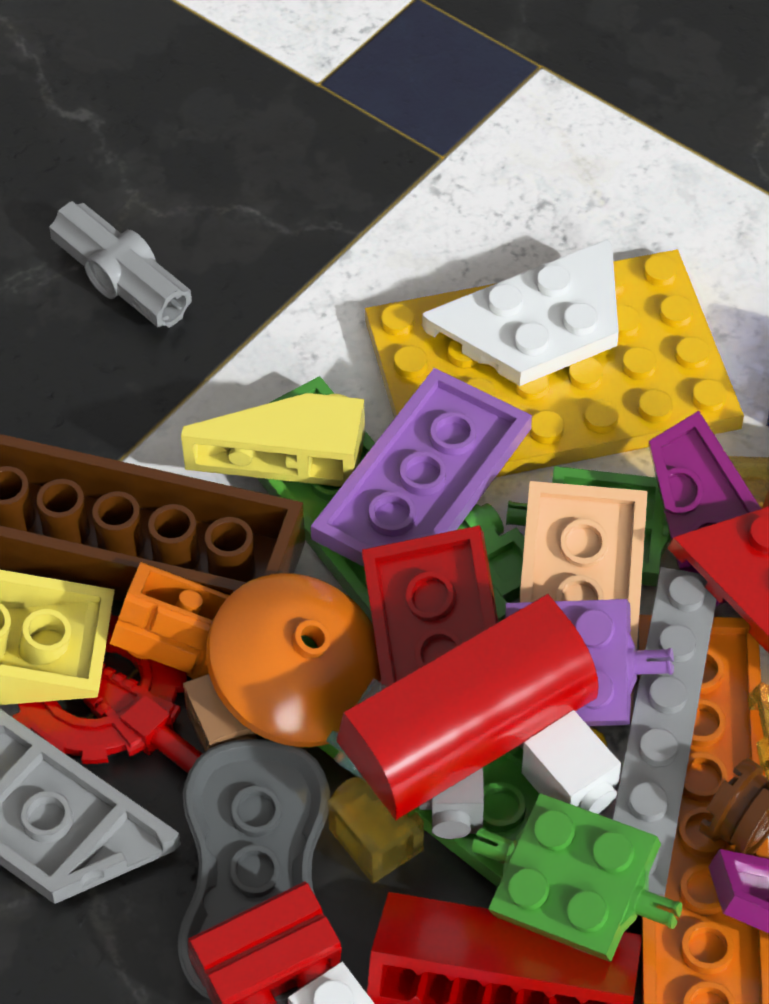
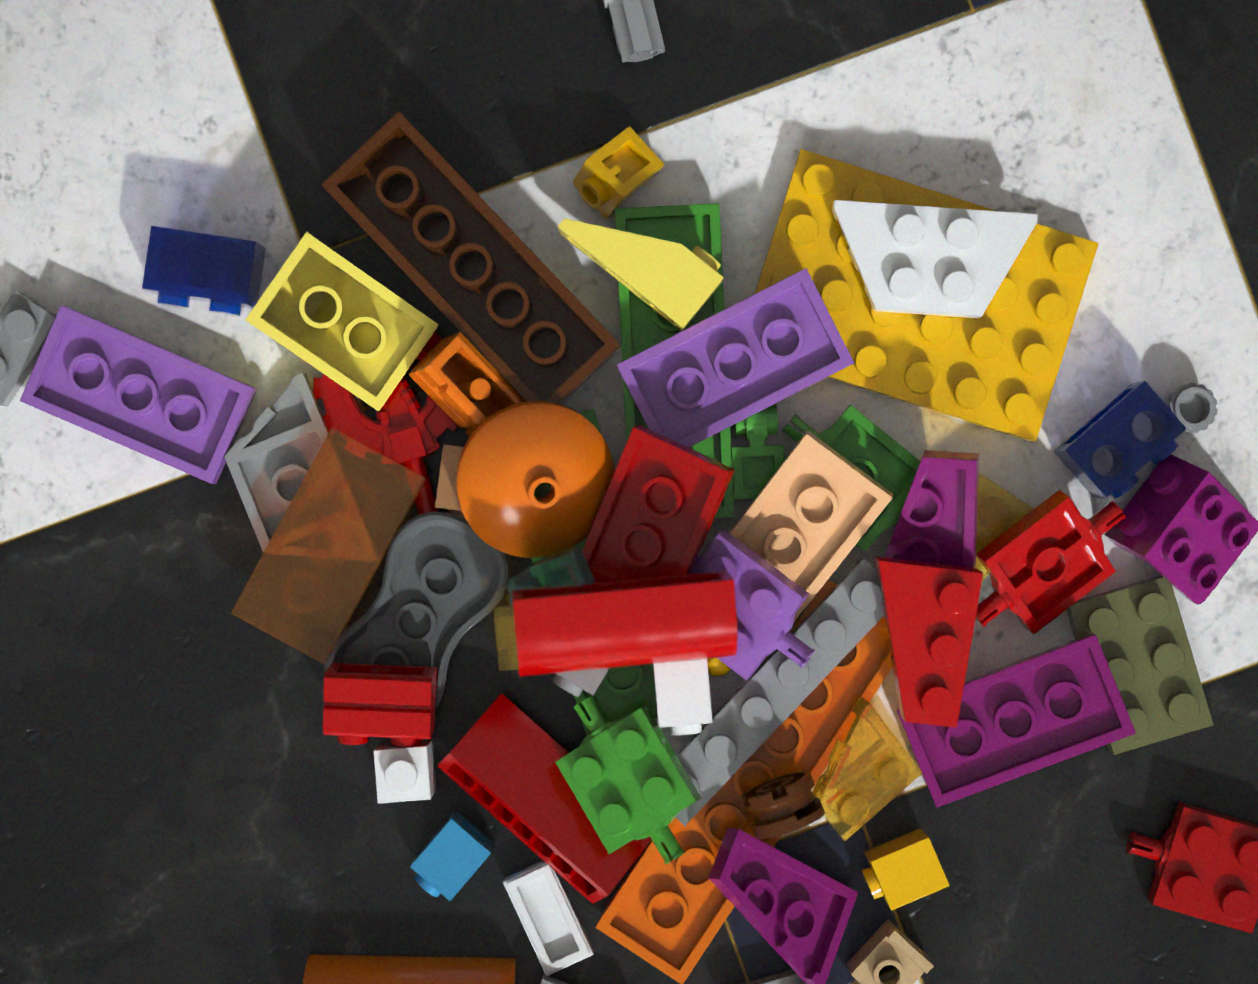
camera: 30 degrees right, 35 degrees up
(118, 844) = (328, 545): none -> clear orange tile
(204, 396) = (616, 172): none -> yellow bracket

